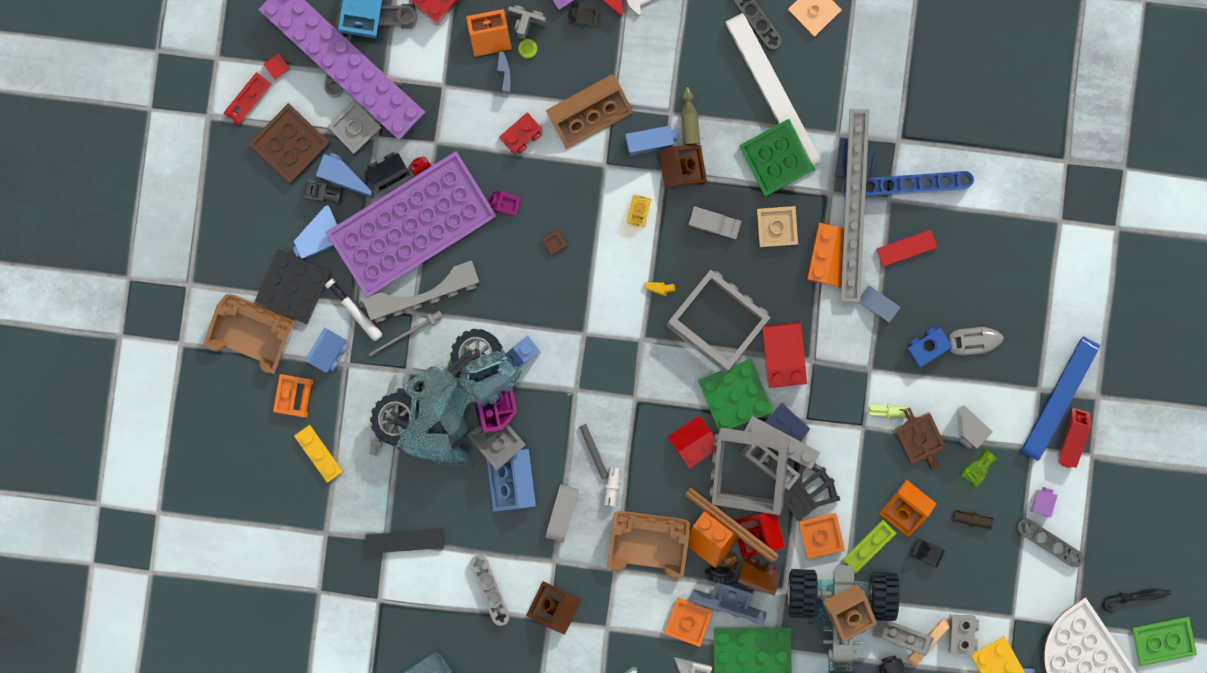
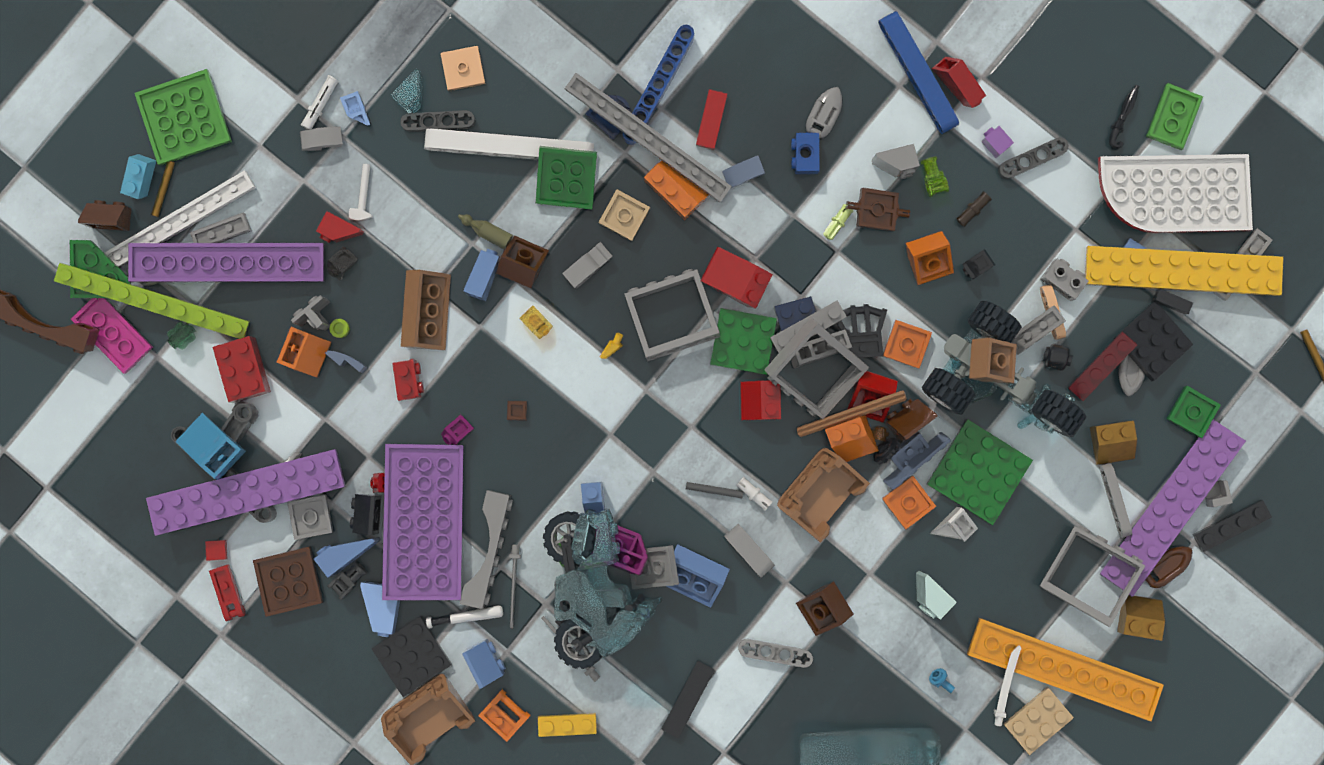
camera: 55 degrees left, 0 degrees up
(869, 546) = (940, 310): lime tile -> none

